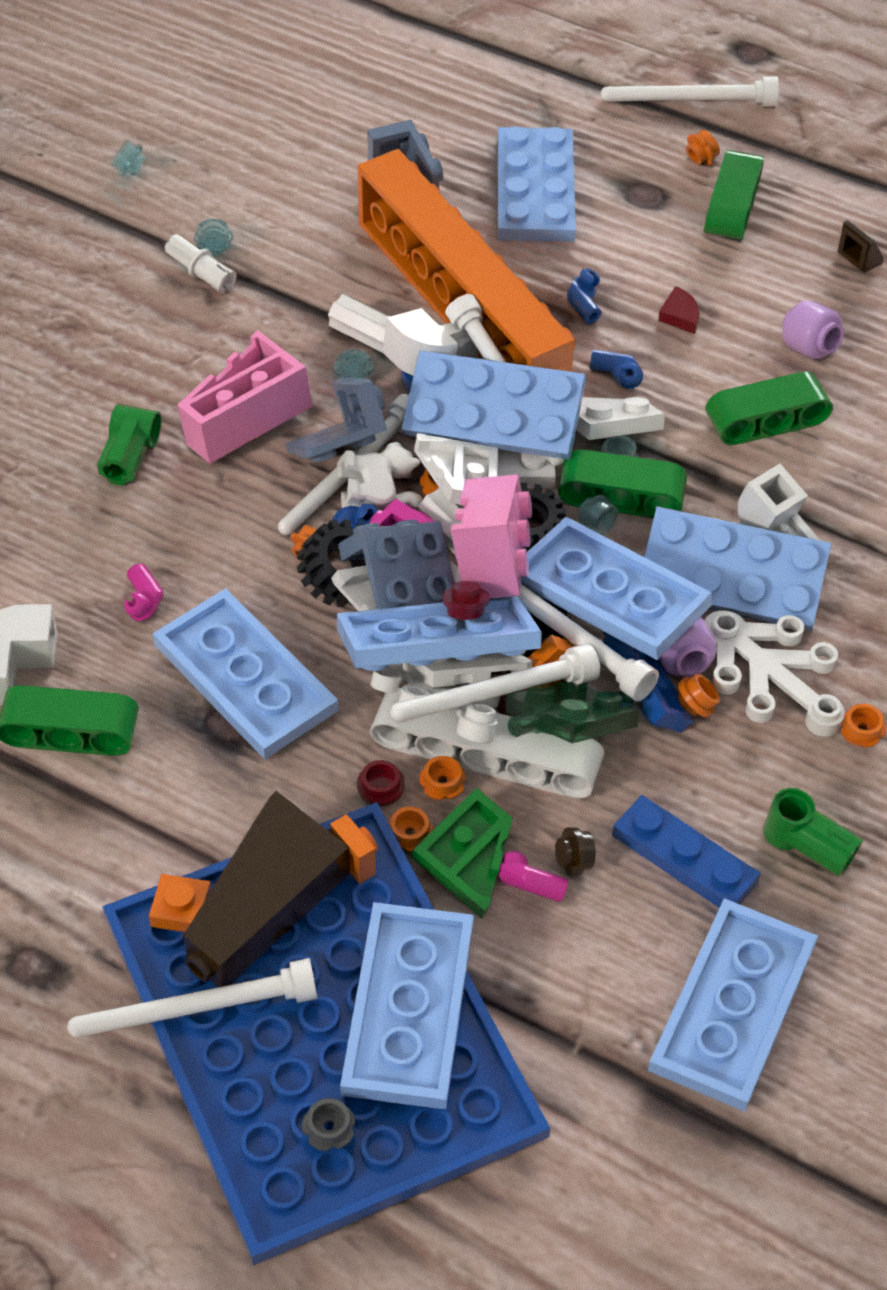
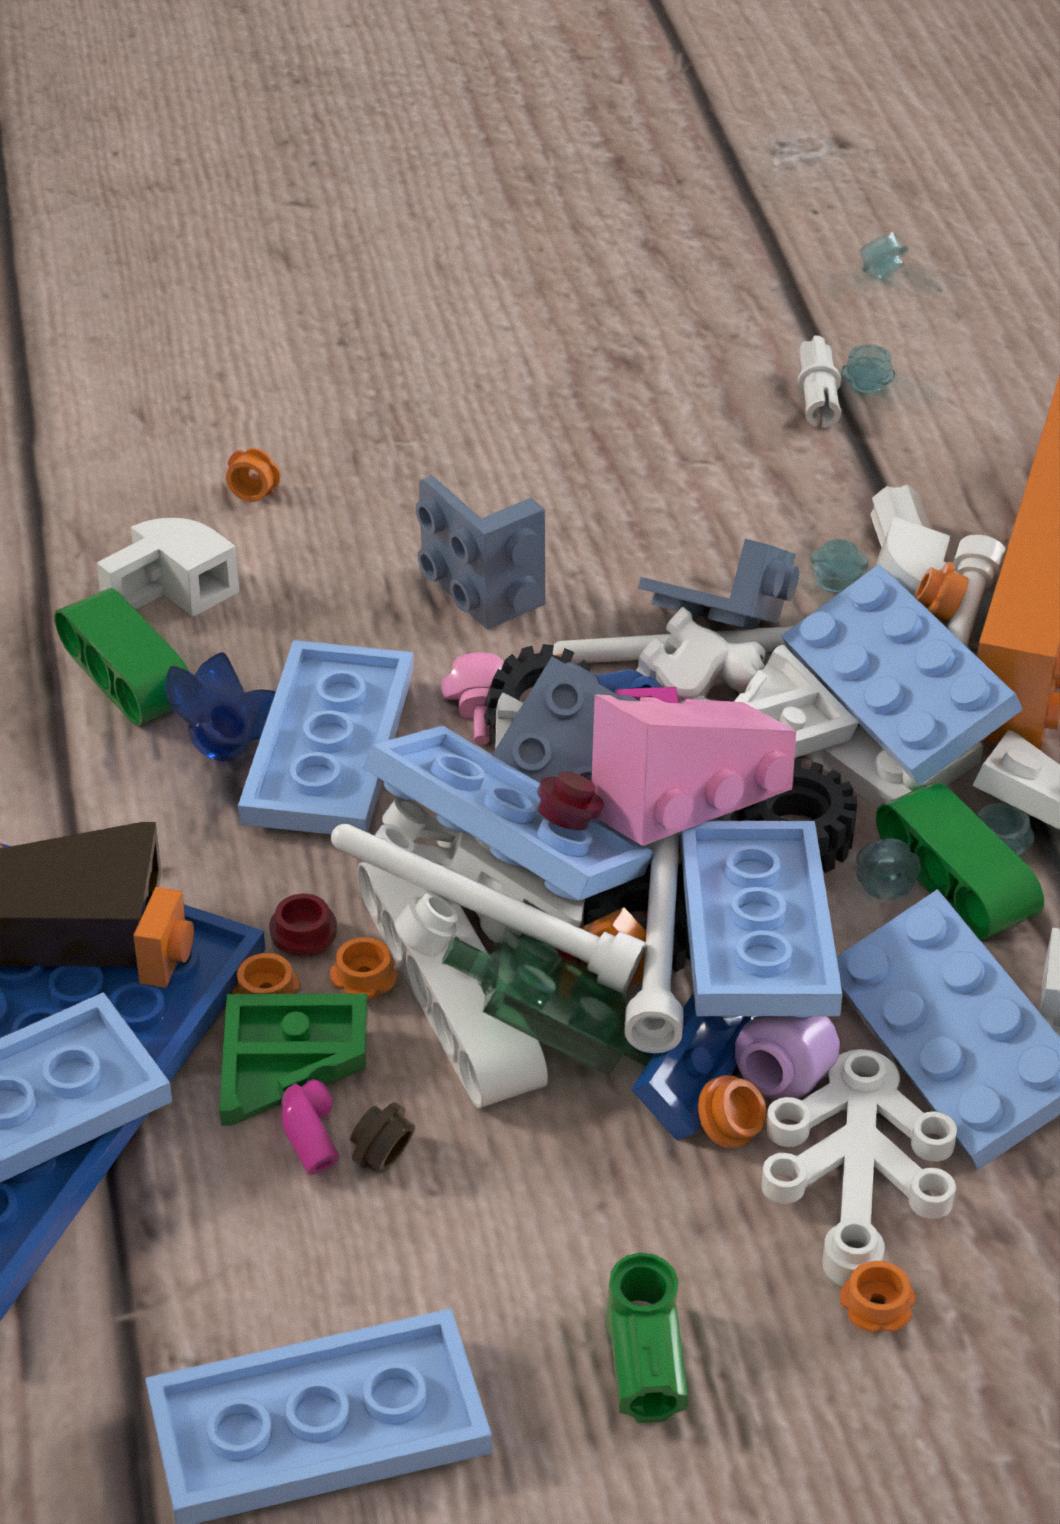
camera: 50 degrees right, 10 degrees down
(130, 435) = (533, 471): green piece -> none
(148, 593) = (352, 615): dark pink arm -> none
(169, 706) = (217, 702): none -> clear blue plate
(186, 507) = (484, 563): none -> sand blue bracket
(245, 399) = (665, 513): bright pink wedge -> none
(277, 579) = (469, 685): none -> bright pink piece
(471, 341) = (942, 591): none -> orange plate
(685, 853) = (495, 1248): blue plate -> none

